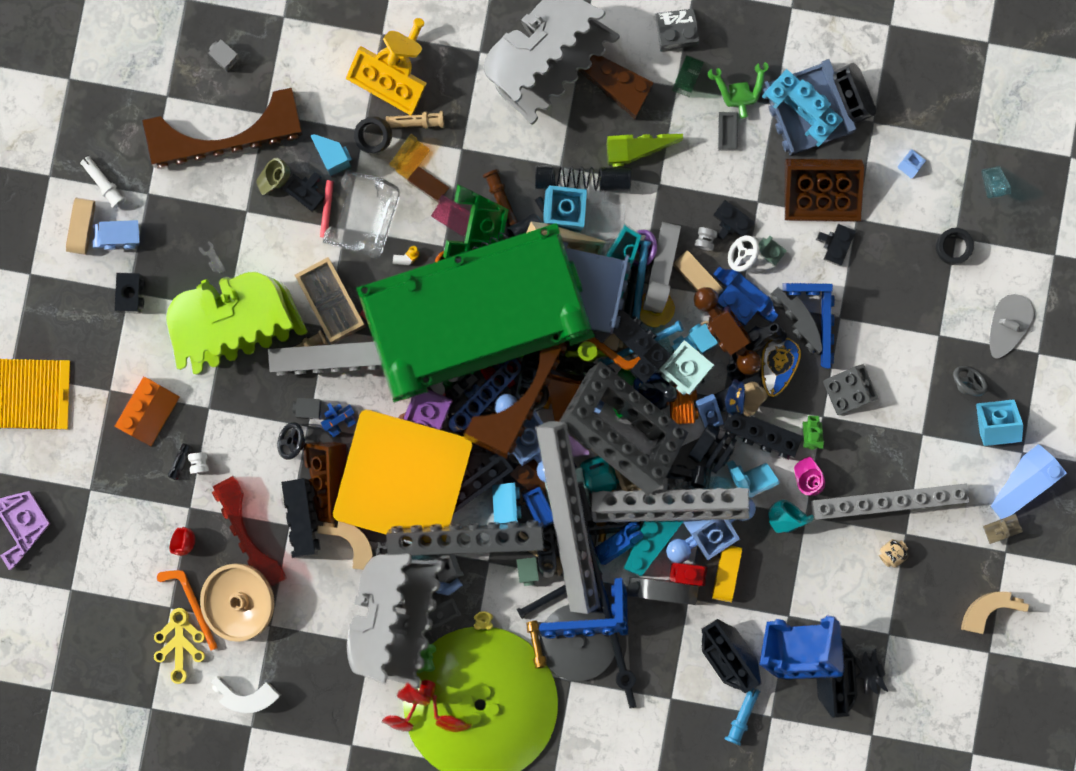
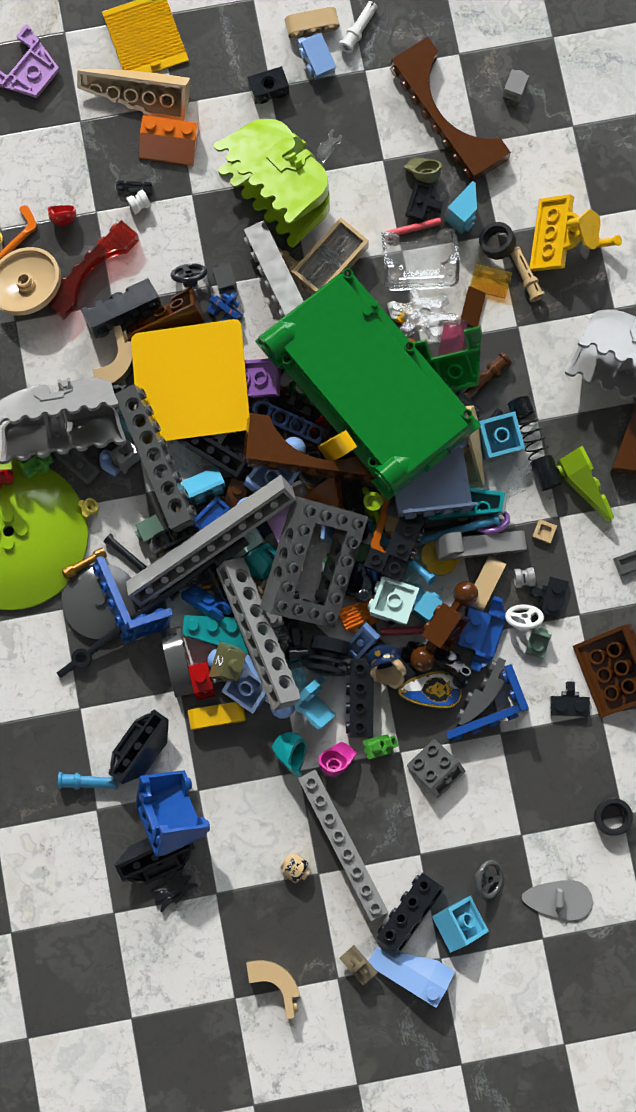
camera: 70 degrees right, 5 degrees down
(87, 414) = (145, 91): none -> tan wedge
(426, 241) = (427, 323): none -> clear plate
(525, 364) = (337, 446): none -> yellow beam
(668, 203) = (544, 531): none -> tan tile
(687, 543) = (227, 663): none -> olive torso
(715, 361) = (401, 630): none -> coral bar
(973, 463) = (410, 912): none -> black brick

